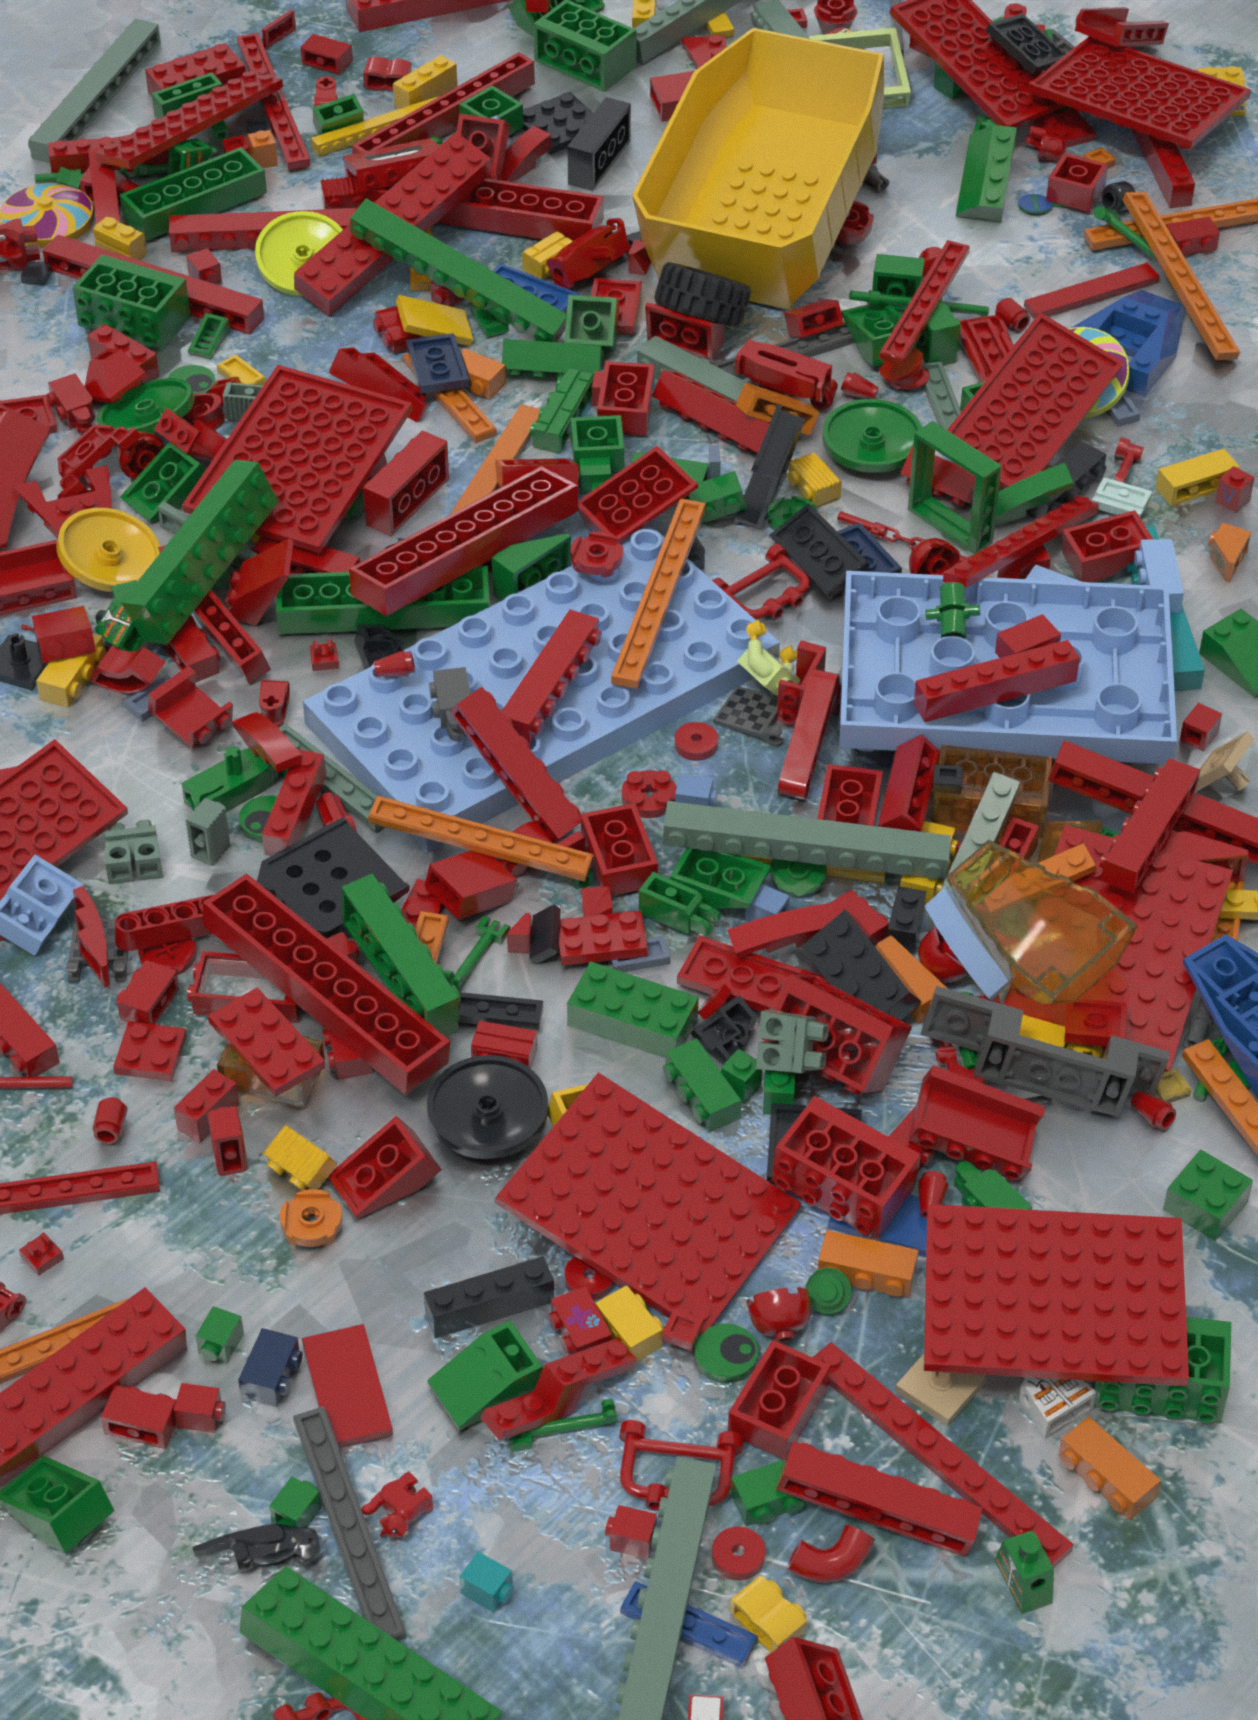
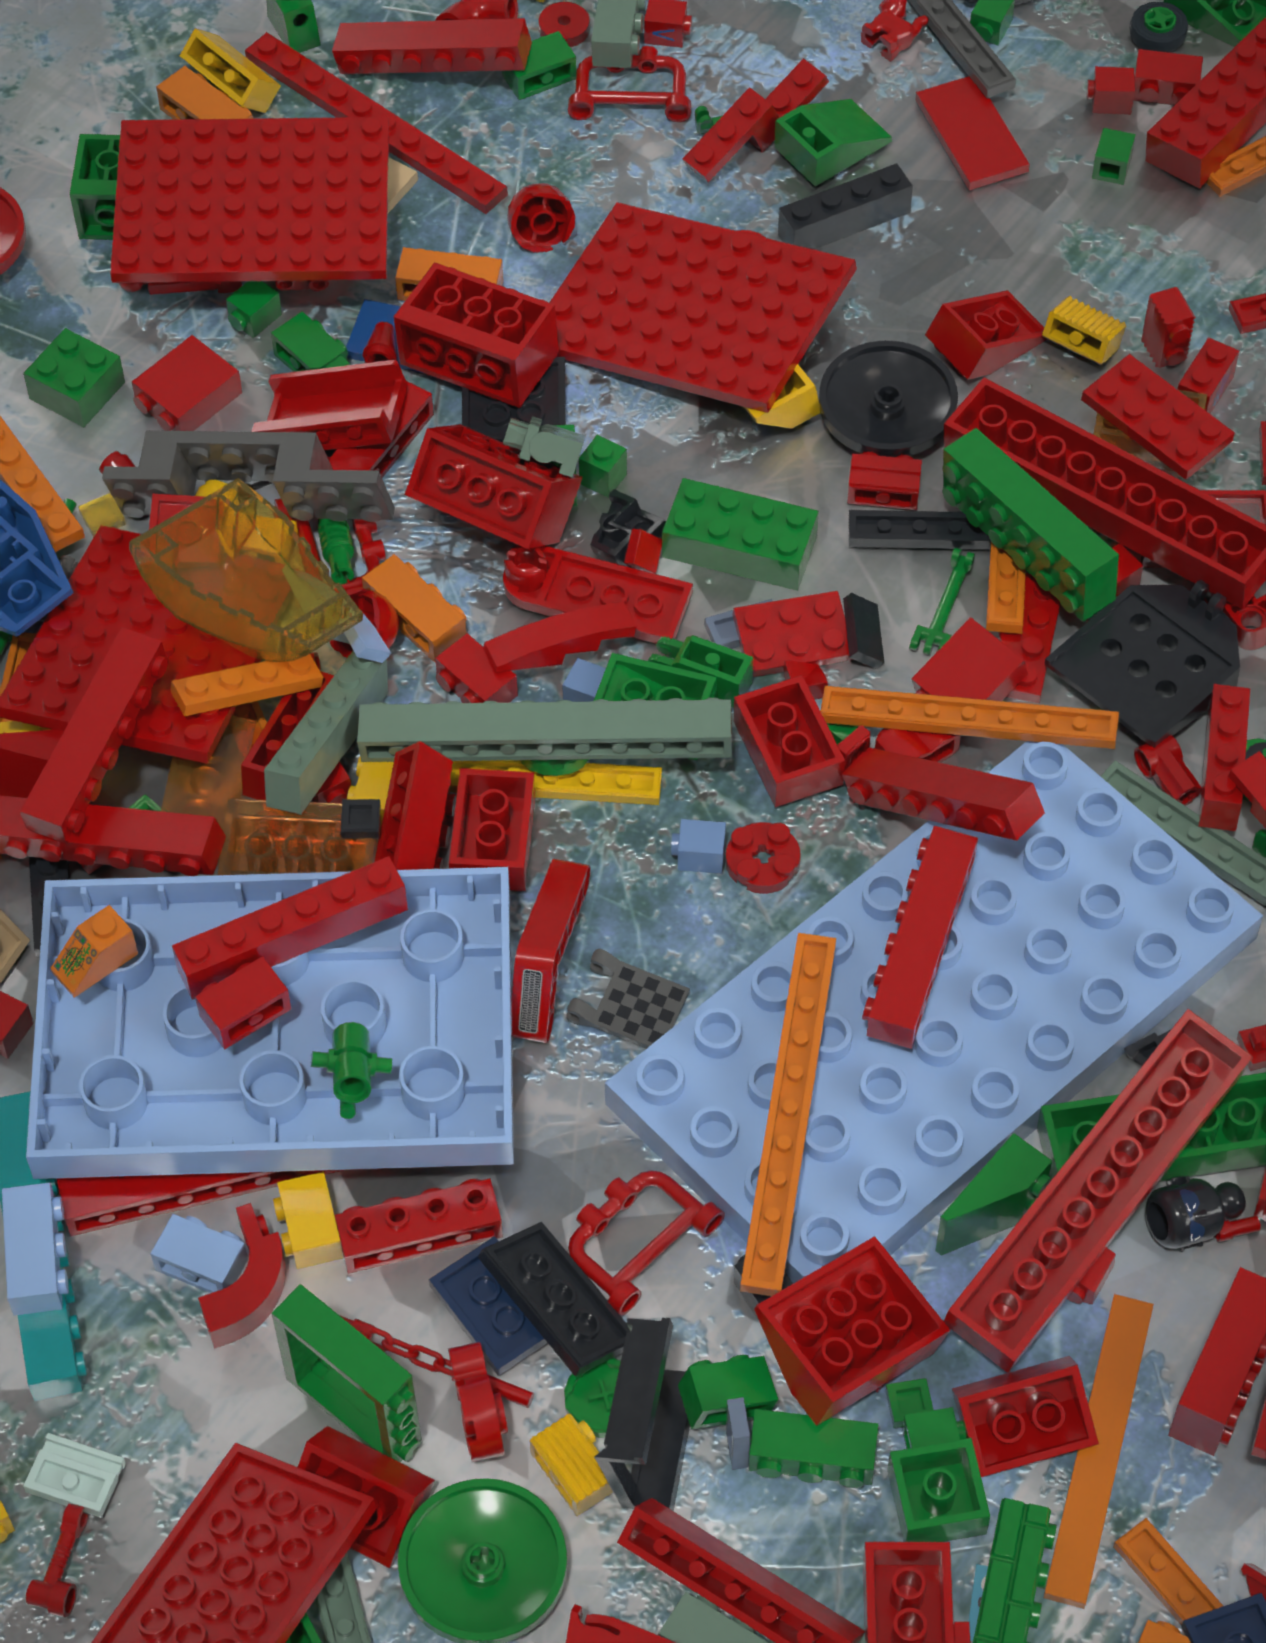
camera: 175 degrees right, 10 degrees up
(118, 1475) = (1158, 27): none -> black wheel
(270, 1367) = (1052, 132): dark blue brick -> none
(314, 1233) = (1053, 263): orange plate -> none
(395, 665) = (1142, 938): red cone -> none
(449, 689) = (1050, 881): dark grey hinge -> none
(520, 935) = (894, 627): red slope -> none
(578, 1321) = (745, 194): red brick -> none
(586, 561) = (894, 1198): red plate -> none
(631, 1322) = (695, 196): yellow brick -> none
(682, 1329) = (639, 191): red tile -> none
(696, 741) = (709, 934): red piece -> none
(702, 1085) = (650, 455): green brick -> none
(726, 1353) = (593, 191): green tile -> none
(762, 404) = (649, 1577): orange brick -> none
(763, 664) = (609, 1035): yellowish green torso -> none
(779, 1398) = (534, 132): red brick -> none
(791, 694) = (559, 1047): red panel -> none
(829, 1290) = (490, 243): green plate -> none
(859, 967) = (466, 577): black brick -> none
(870, 497) = (480, 1409): none -> red piece
(907, 917) = (414, 672): black brick -> none
(933, 557) = (381, 1287): red cylinder -> none
(1021, 542) = (239, 1286): red plate -> none
(1031, 493) = (236, 1419): green slope -> none
(1085, 467) = (162, 1497): black brick -> none
(1086, 1503) = (230, 70): none -> yellow brick
(1103, 546) = (108, 1330): red slope -> none
(1106, 1179) = (186, 386): none -> red brick
(1131, 681) = (94, 951): none -> orange slope

